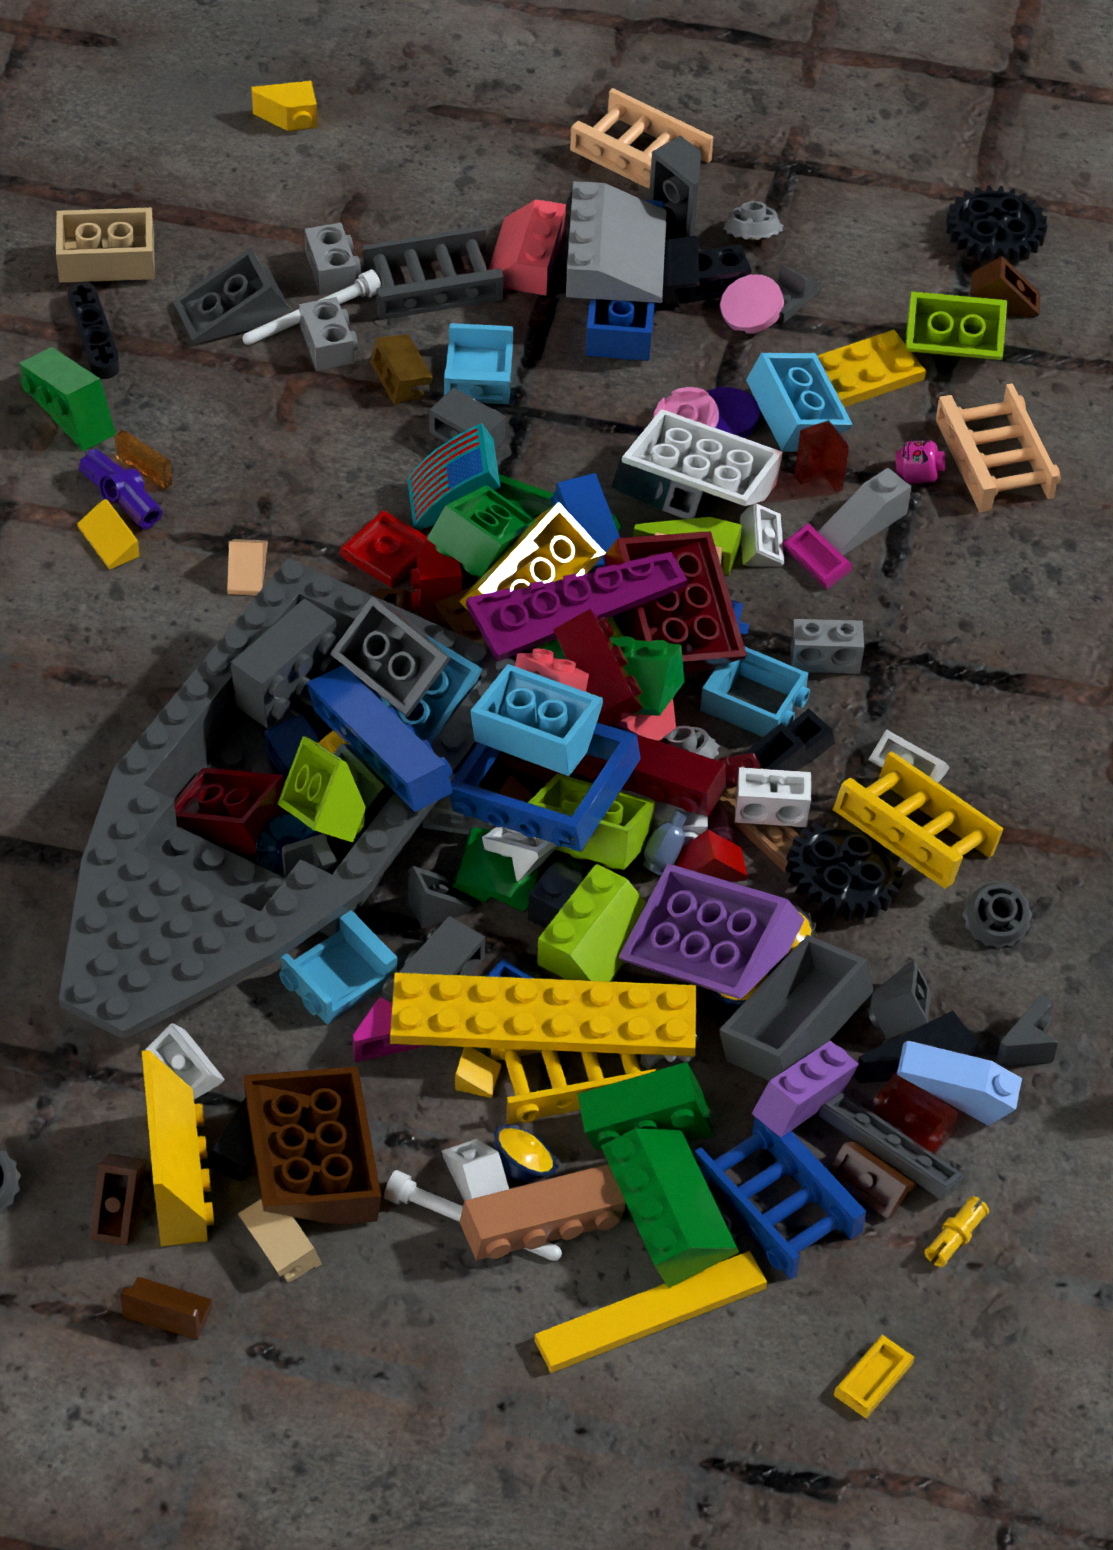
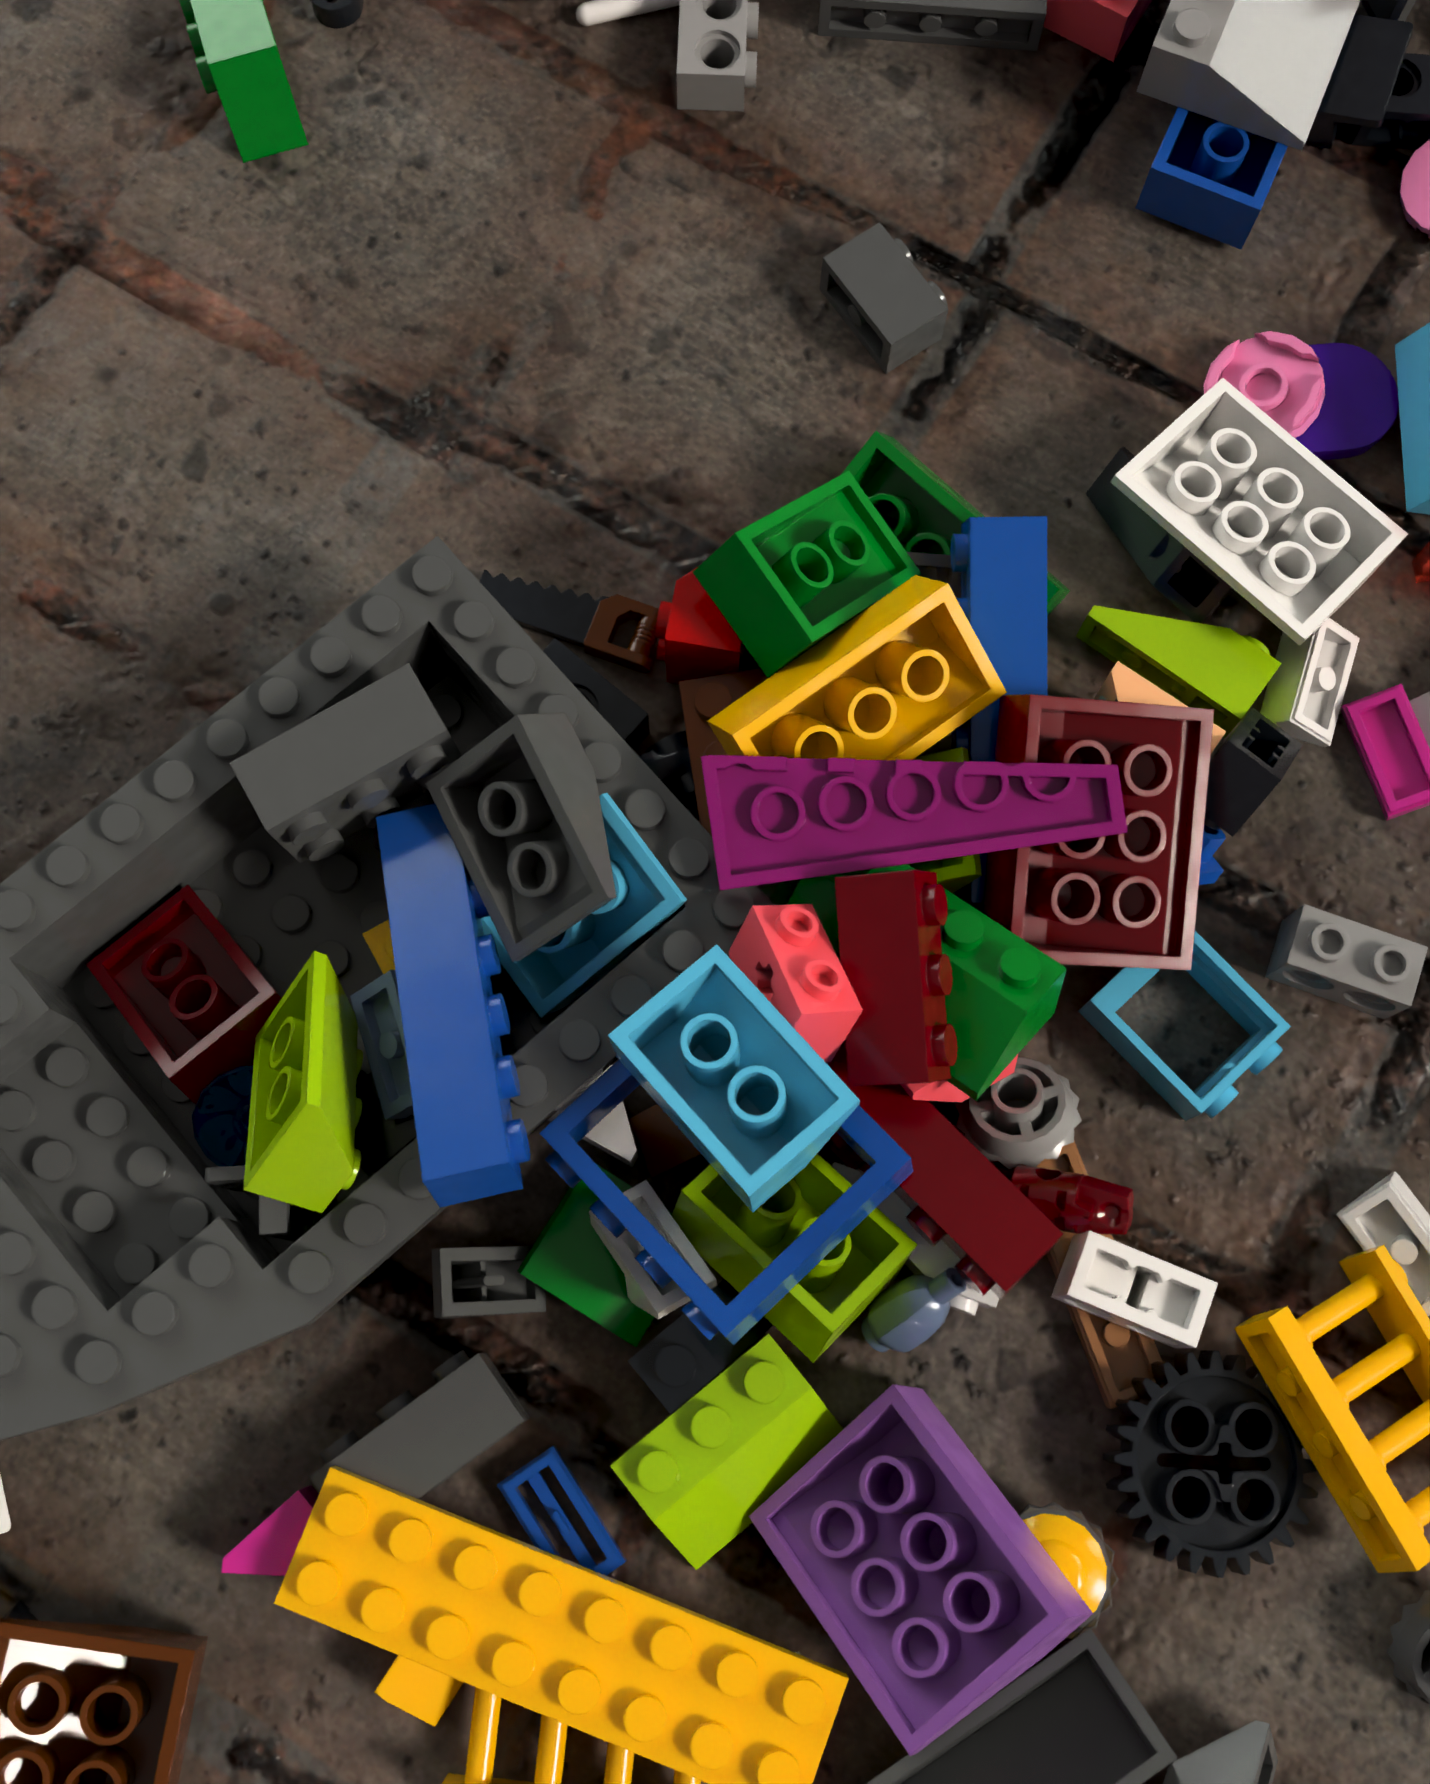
camera: 20 degrees right, 25 degrees up
(109, 535) = (216, 350): yellow slope -> none
(121, 487) = (265, 263): dark purple piece -> none
(143, 459) = (322, 214): clear orange tile -> none
(246, 566) = (417, 475): light nougat slope -> none
(284, 739) = (339, 904): dark blue slope -> none
(339, 969) = (270, 1395): medium azure panel -> none
(385, 548) = (663, 510): red tile -> none
(400, 367) = (812, 147): pearl gold hinge -> none
(451, 473) = (815, 415): teal slope -> none
(480, 361) = (947, 176): medium azure panel -> none
(713, 857) = (981, 1358): red slope -> none
(719, 822) = (1021, 1304): clear pink pin -> none
(742, 573) = (1246, 771): none -> black brick
(794, 745) = (1197, 1159): black slope -> none

